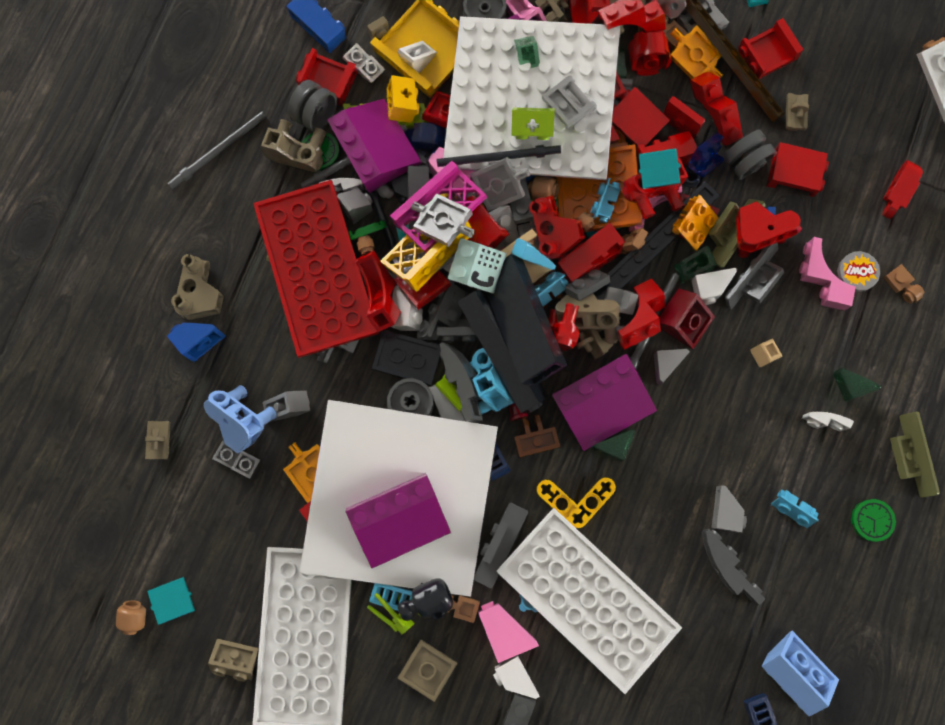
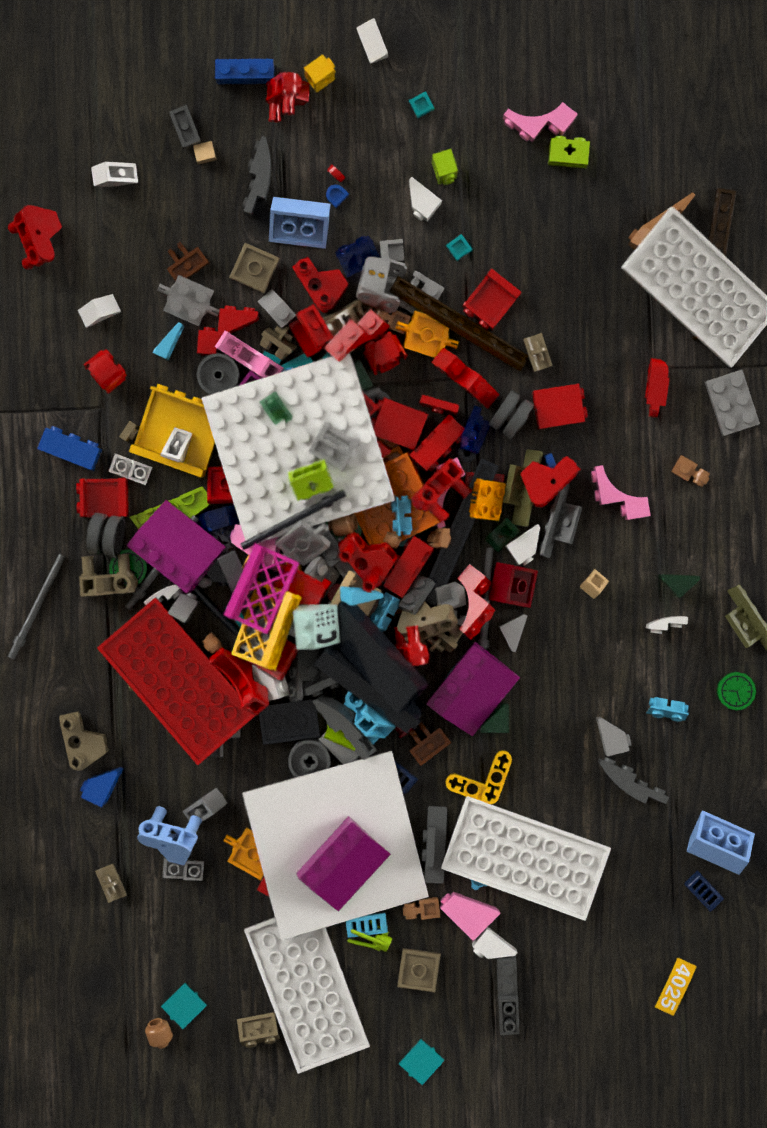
camera: 25 degrees left, 10 degrees up
(367, 229) = (205, 627): green tile -> none
(402, 99) = (183, 495): yellow brick -> none
(428, 600) = (395, 917): black piece -> none
(442, 220) = (271, 603): light grey plate -> none
(659, 168) = (437, 478): teal piece -> none
(859, 270) = (647, 476): tile -> none

